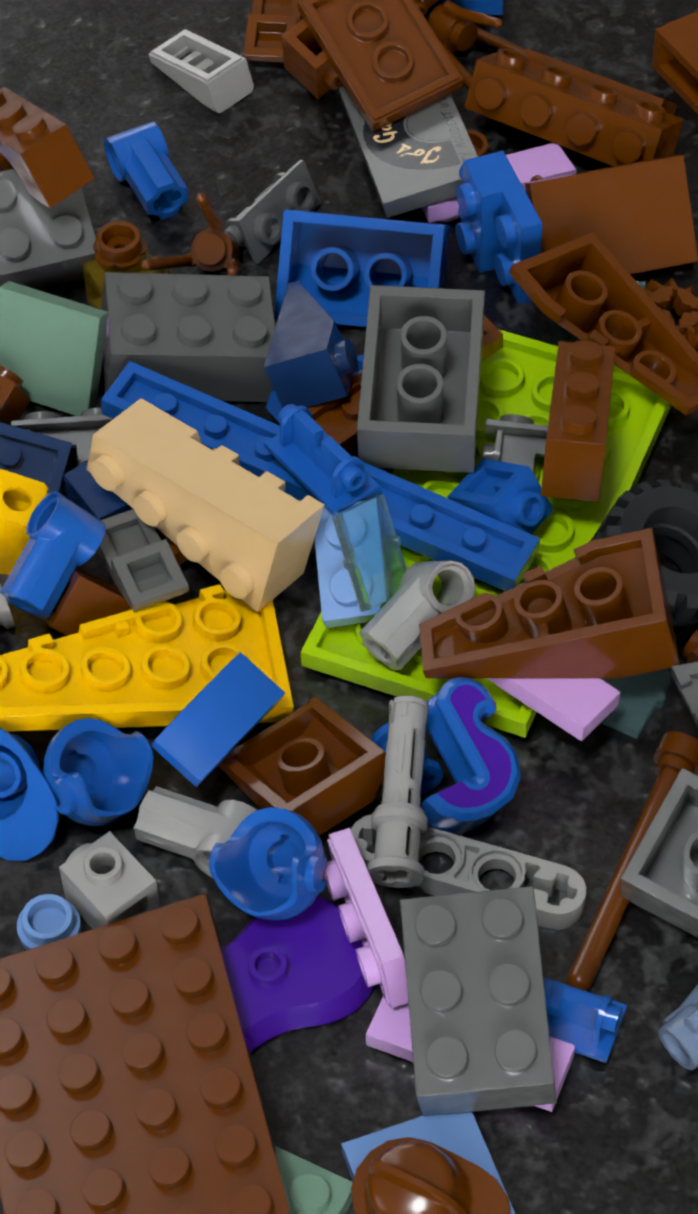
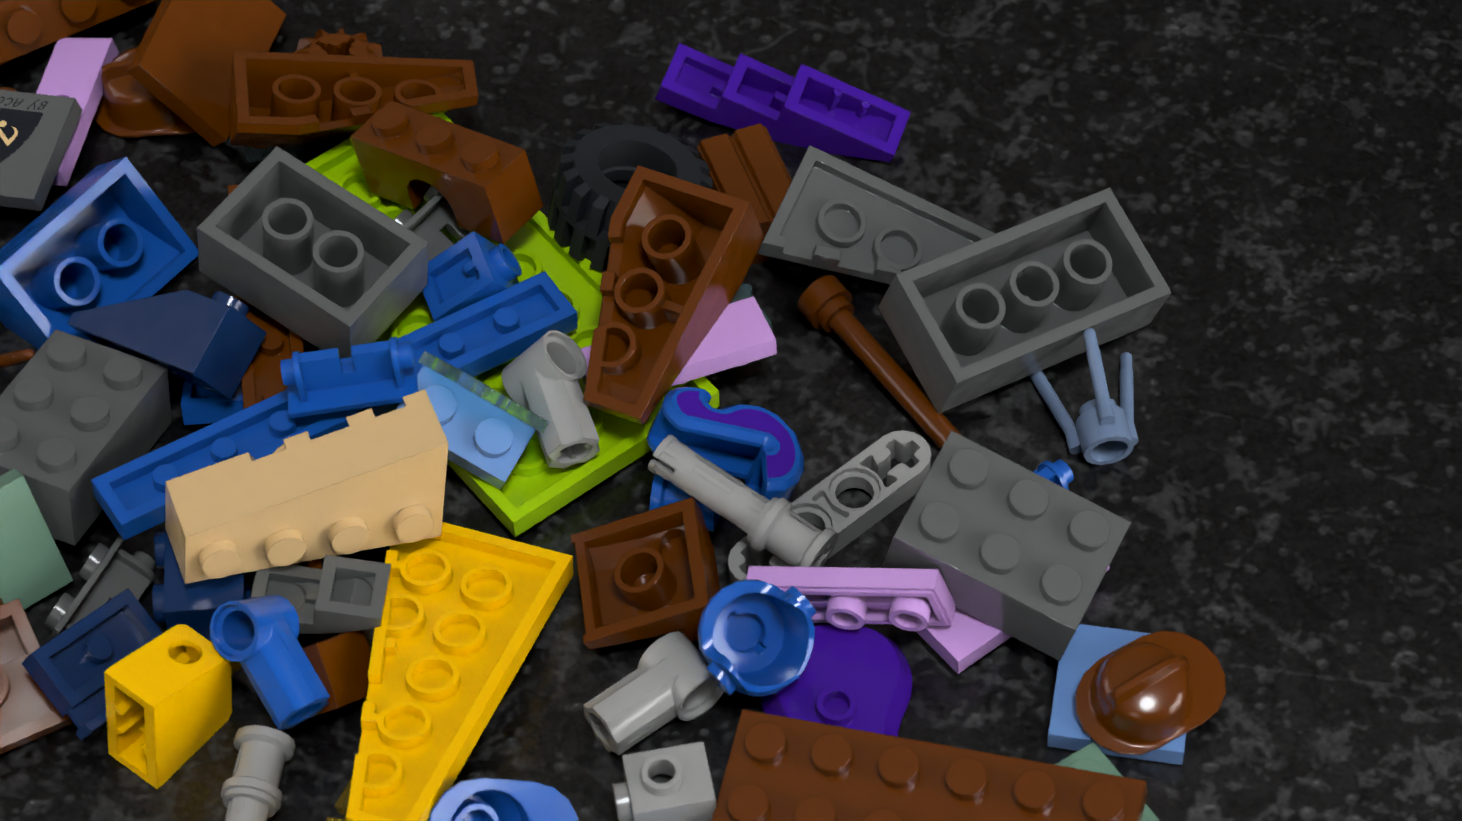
camera: 60 degrees left, 0 degrees up
(97, 771) = (540, 737): blue cap -> none
(218, 719) = (567, 612): blue slope -> none
(496, 218) = (145, 117): blue plate -> none

